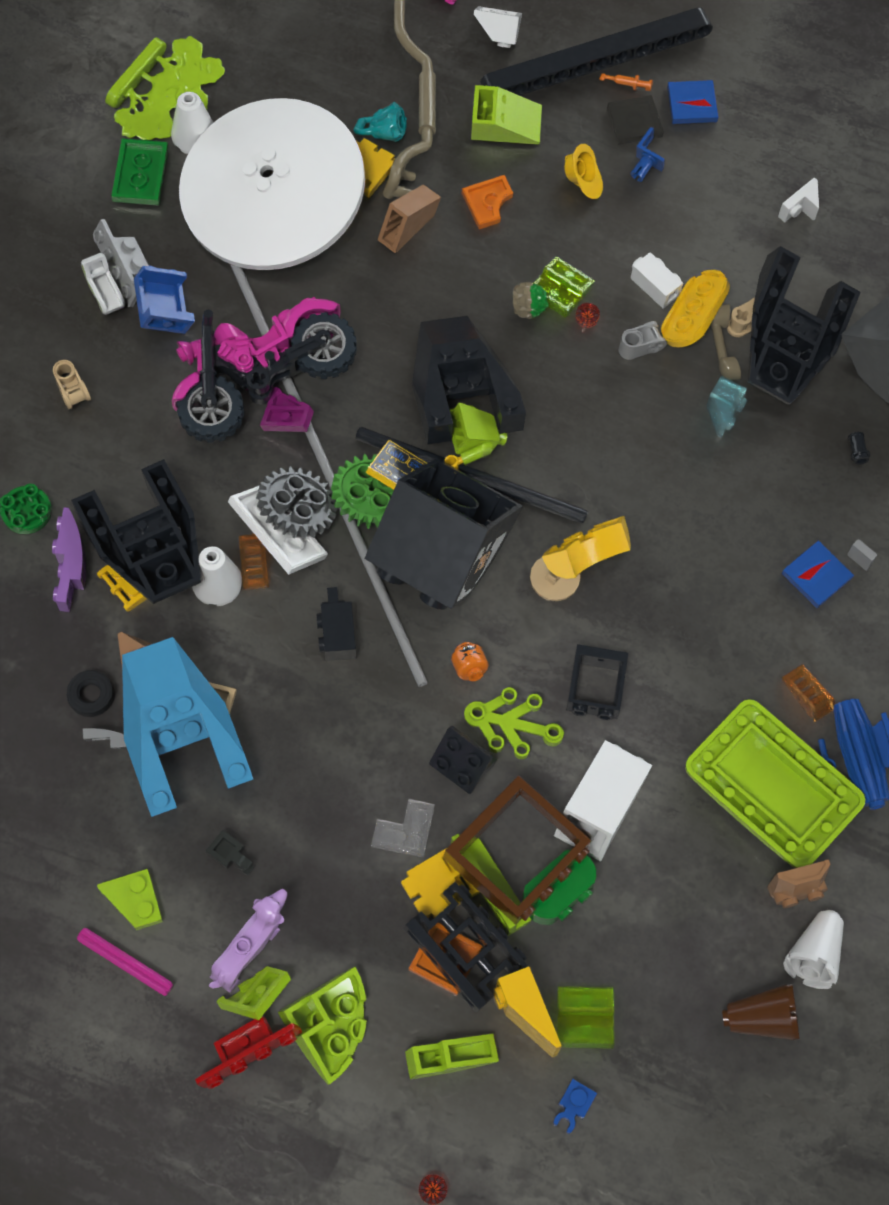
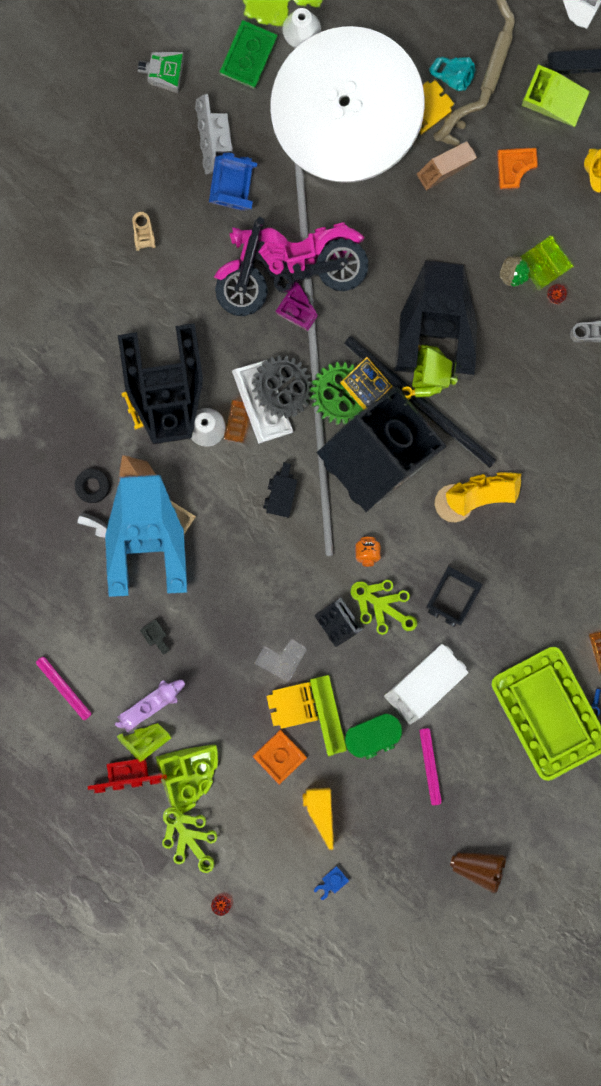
camera: 20 degrees right, 20 degrees up
(25, 509) = (83, 324): green tile -> none
(44, 212) = (163, 69): none -> torso
(71, 559) = (107, 369): medium lavender slope -> none
(102, 283) = (191, 152): white animal -> none
(134, 898) = (81, 646): lime wing -> none
(355, 1105) = (187, 836): none -> lime plant
(447, 962) = (280, 763): black fence -> none
(451, 1056) = (261, 824): lime slope -> none
(454, 852) = (374, 731): reddish brown window -> none
(585, 1017) = (359, 828): clear neon green slope -> none
(648, 905) = (430, 766): none -> dark pink axle
(799, 884) = (536, 789): medium nougat slope -> none
(817, 951) = (533, 837): white cone -> none

